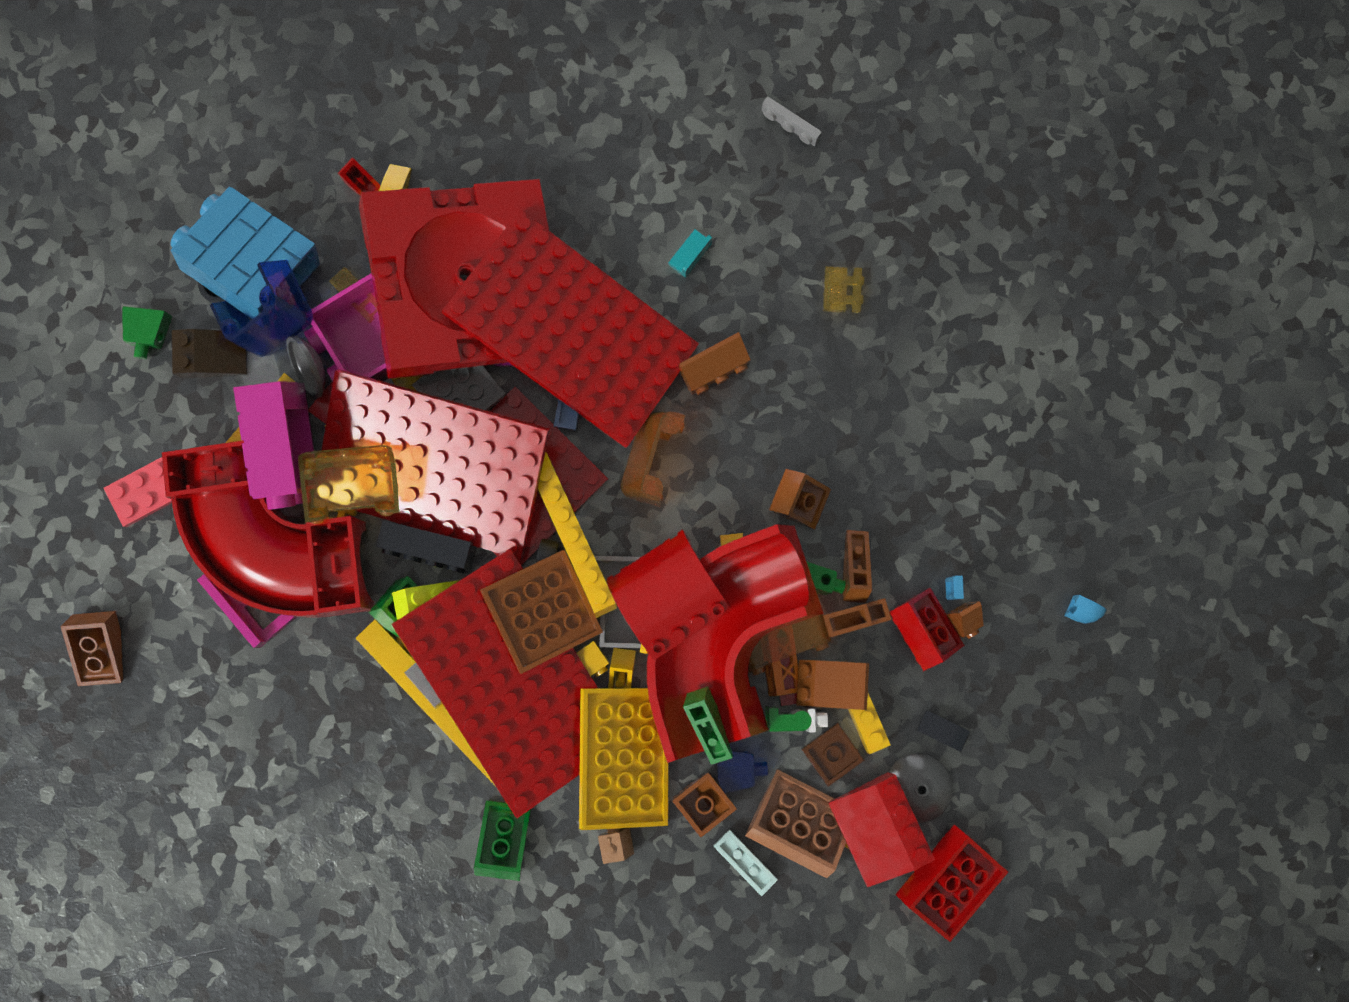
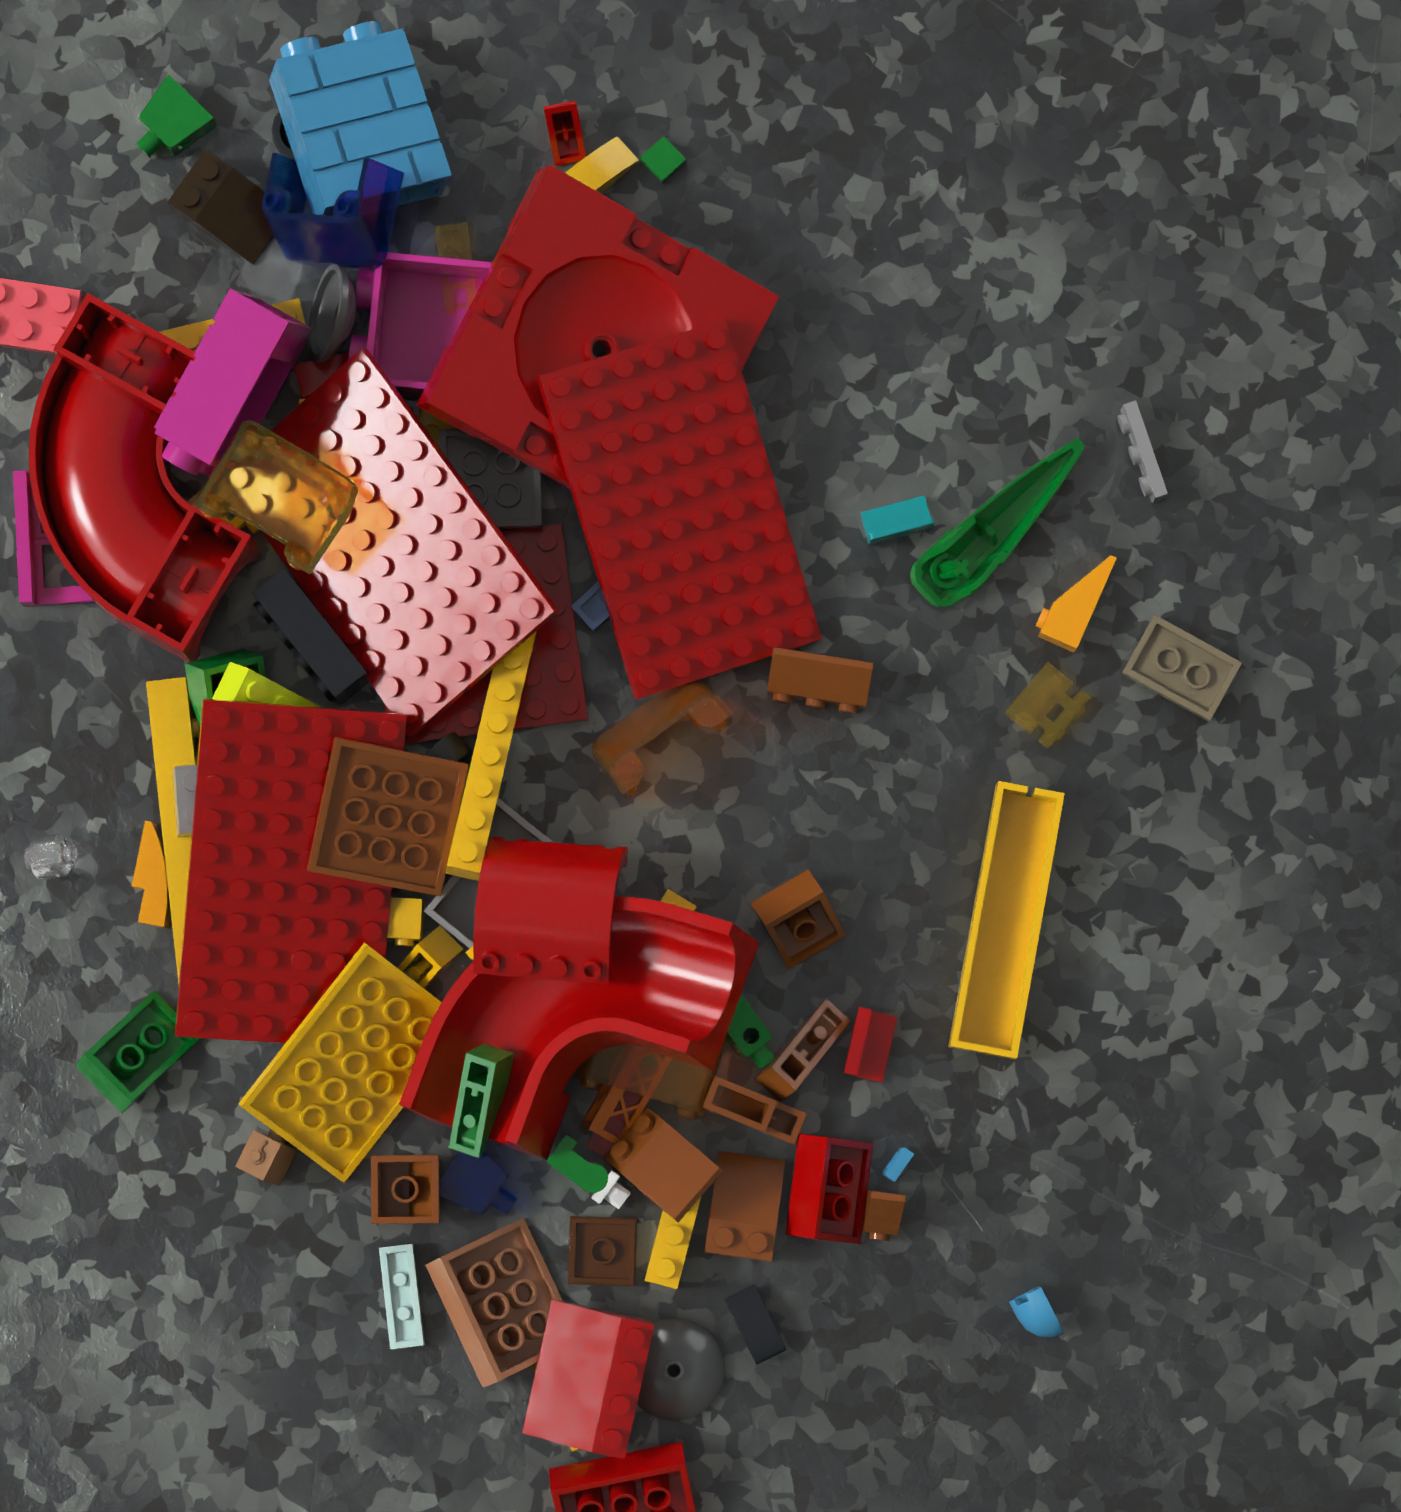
camera: 35 degrees right, 0 degrees up
(374, 772) = (50, 856): none -> clear head
(423, 158) = (663, 159): none -> green tile
(438, 741) = (152, 878): none -> light orange slope
(745, 221) = (985, 539): none -> green piece
(819, 235) = (1072, 611): none -> light orange slope
(888, 536) = (870, 1045): none -> red panel
(891, 673) = (745, 1206): none -> dark orange slope
(897, 217) = (1181, 668): none -> dark tan plate
(910, 416) = (1006, 920): none -> yellow piece

